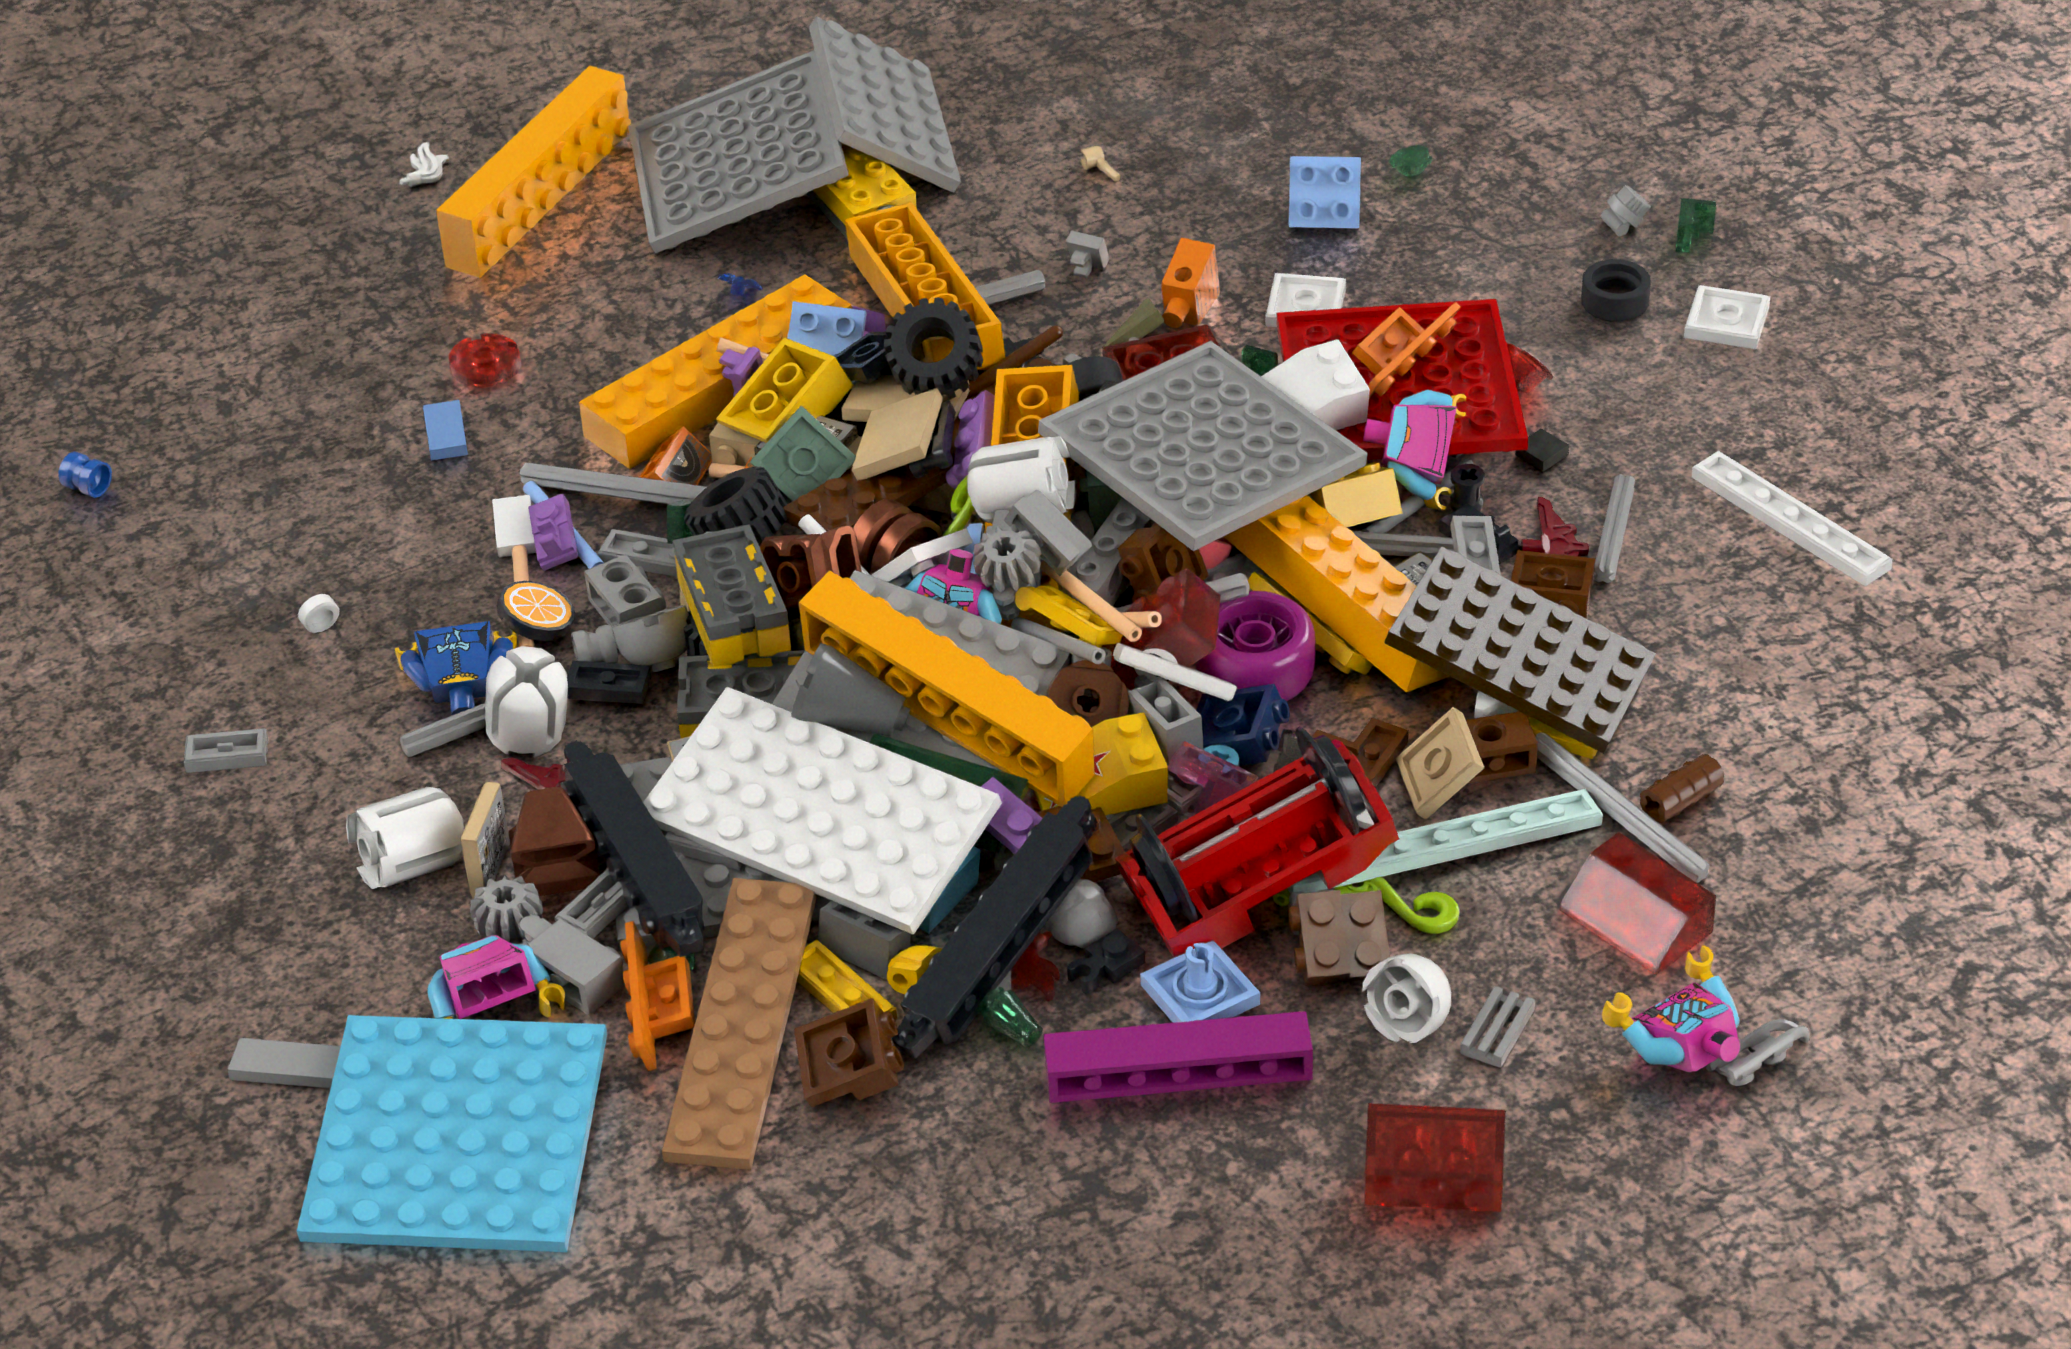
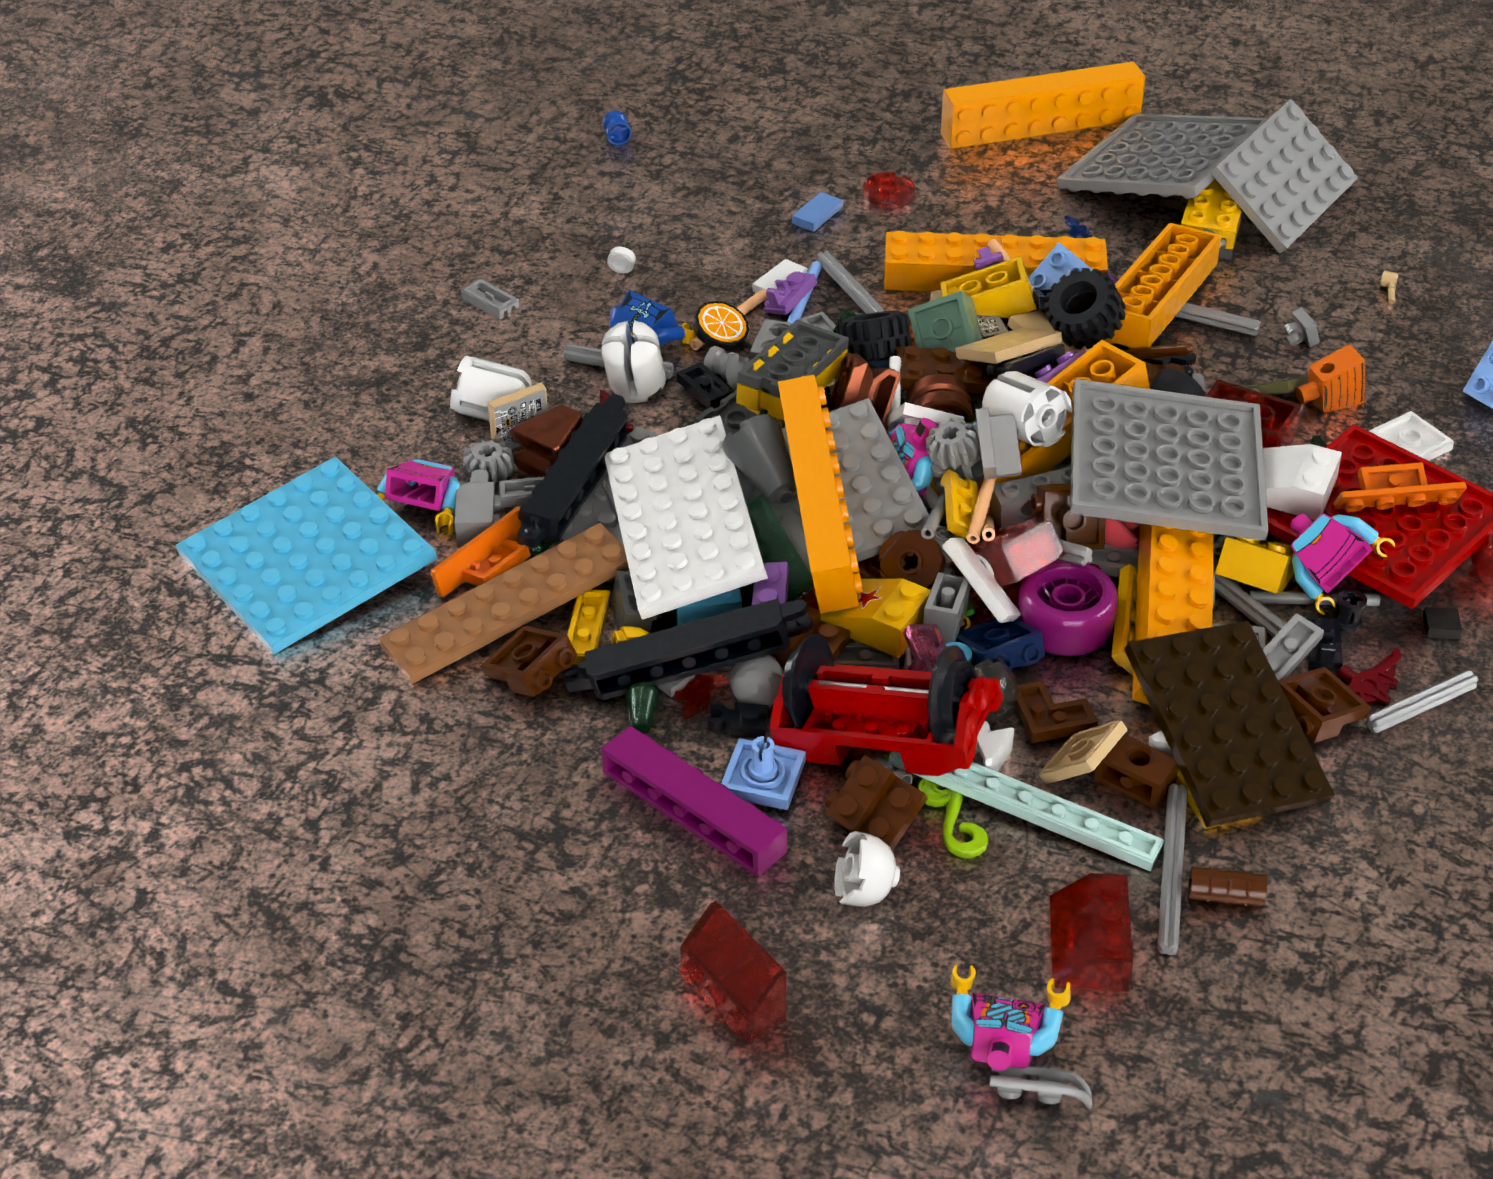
camera: 45 degrees right, 0 degrees up
(283, 1062) = (288, 458): light grey tile -> none
(428, 167) = (1001, 74): white piece -> none
(679, 459) = (904, 296): panel -> none
(1507, 1004) = (901, 930): light grey tile -> none

